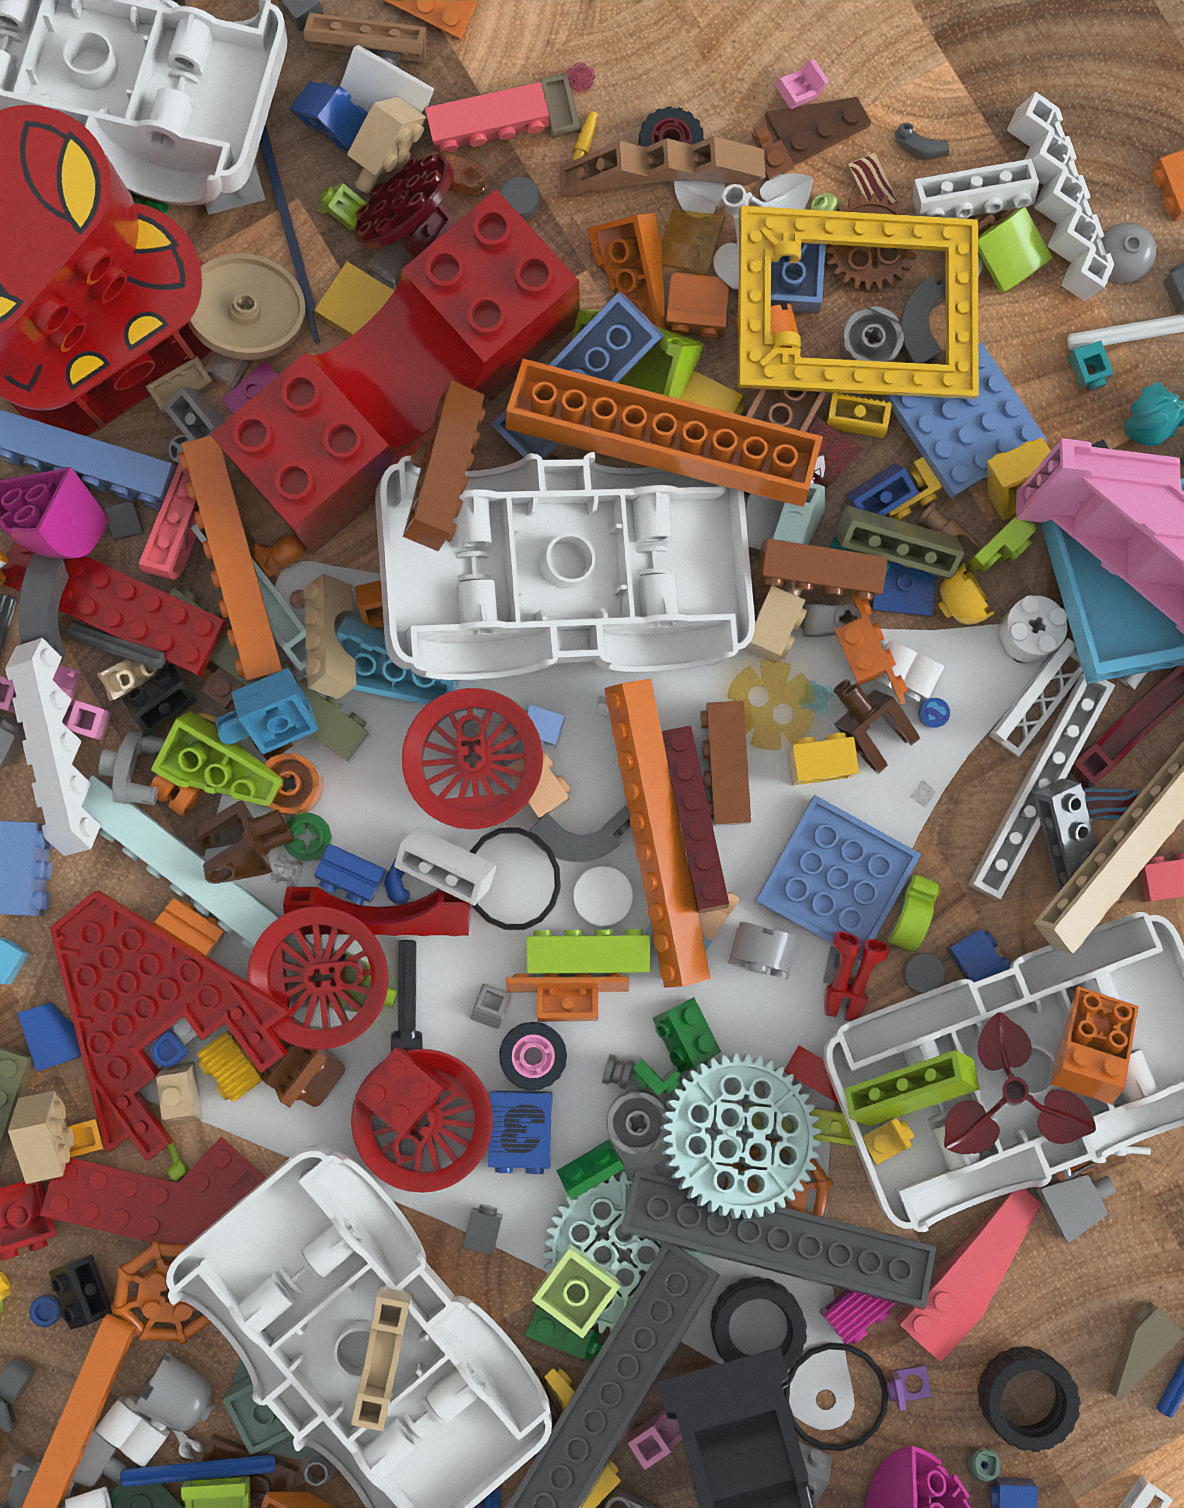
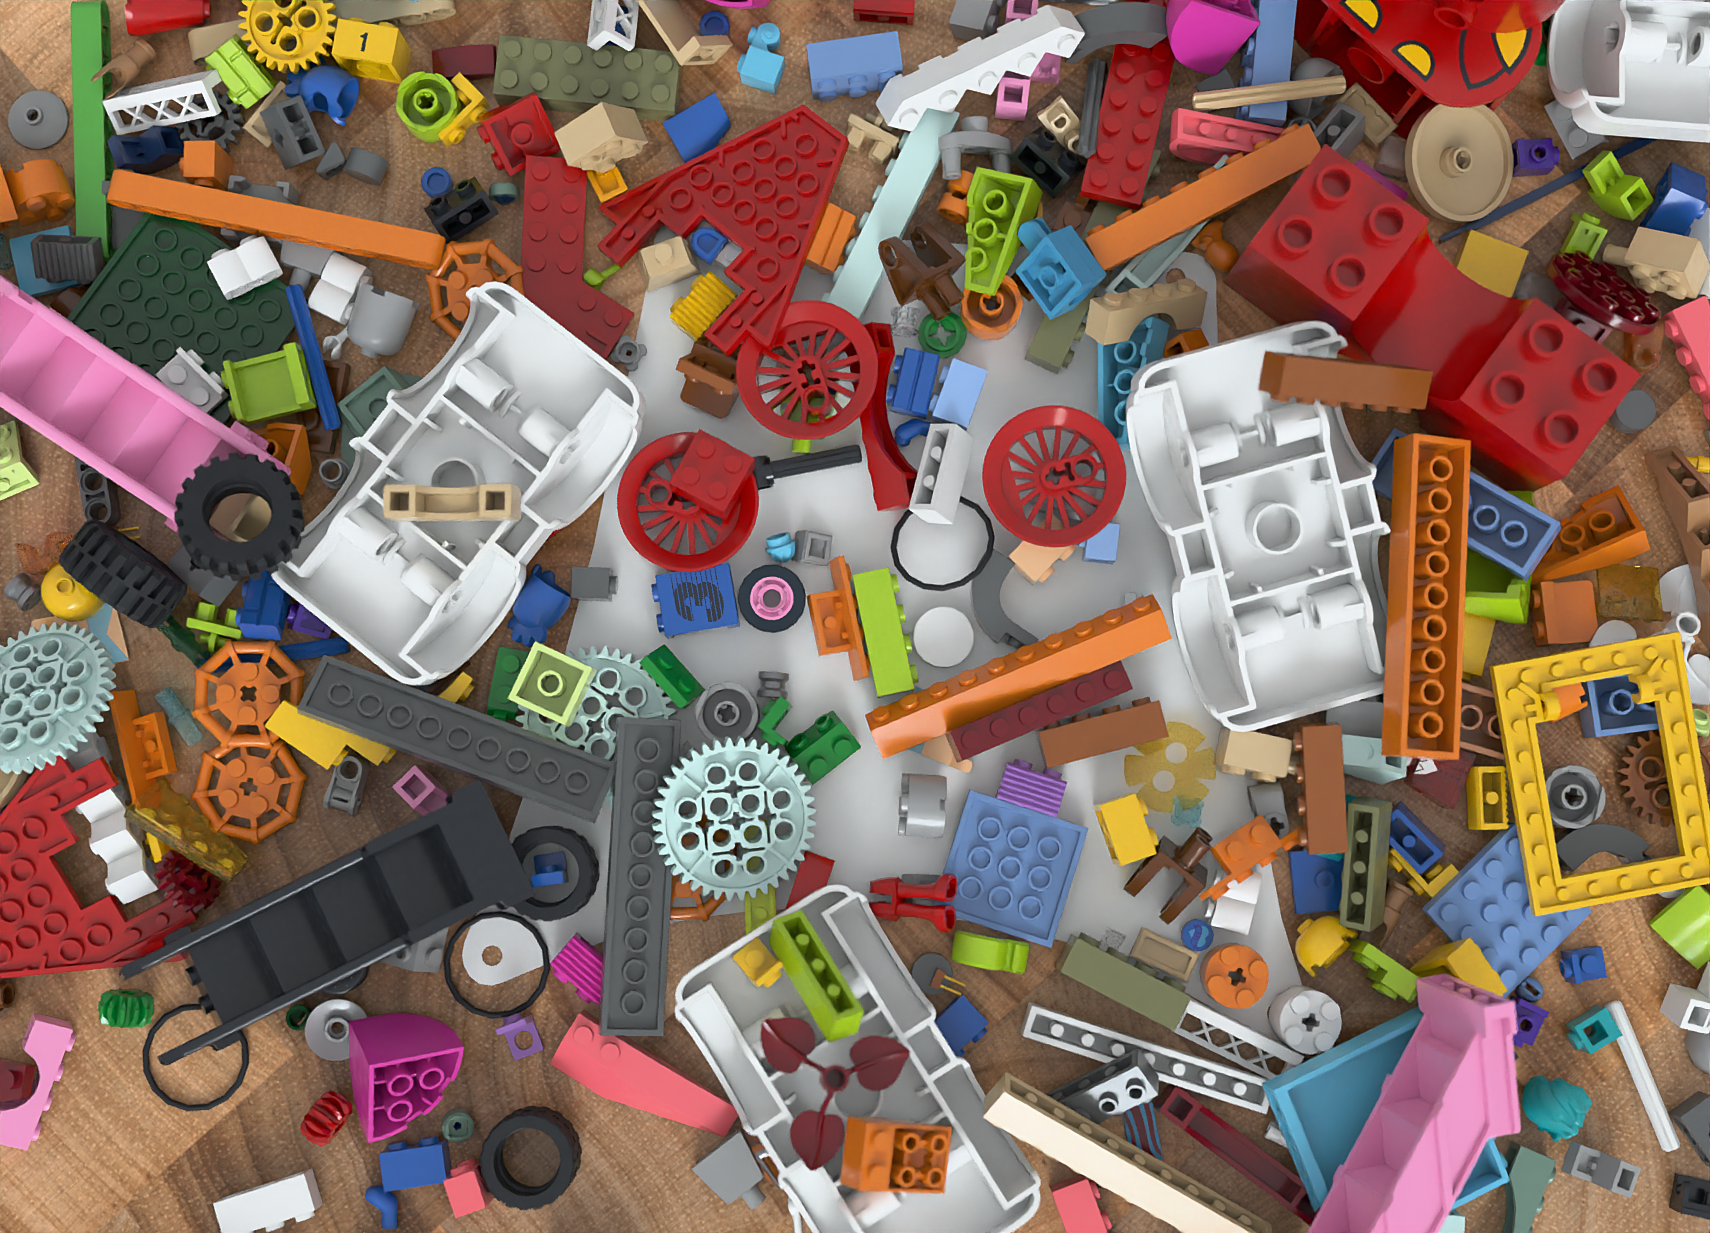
camera: 80 degrees right, 0 degrees up
(71, 1244) = (504, 193): none -> sand green tile
(86, 875) = (875, 131): none -> tan hips
(140, 430) = (1312, 68): none -> light grey cylinder
(141, 474) = (1268, 93): none -> tan axle
(250, 1150) = (627, 344): none -> light grey plate
(257, 244) = (1527, 163): none -> dark purple brick
(305, 167) = (1613, 190): none -> lime brick
(370, 833) = (958, 394): none -> light blue brick
(484, 1037) = (780, 547): none -> medium azure plate
(495, 1289) = (538, 607): none -> blue piece
(755, 1326) = (549, 869): none -> blue bracket
(766, 842) = (1030, 788): none -> medium lavender brick
(931, 969) = (938, 978): none -> dark orange piece
(946, 747) = (1164, 954): none -> tan tile
(967, 792) = (1127, 984): none -> olive brick
(997, 686) = (1240, 992): none -> orange brick
(1028, 361) = (1582, 964): none -> blue bracket
(1047, 419) = (1526, 995): none -> medium blue hinge
(1048, 1467) = (467, 1188): none -> coral brick
(1061, 428) = (1534, 1017): none -> dark purple brick

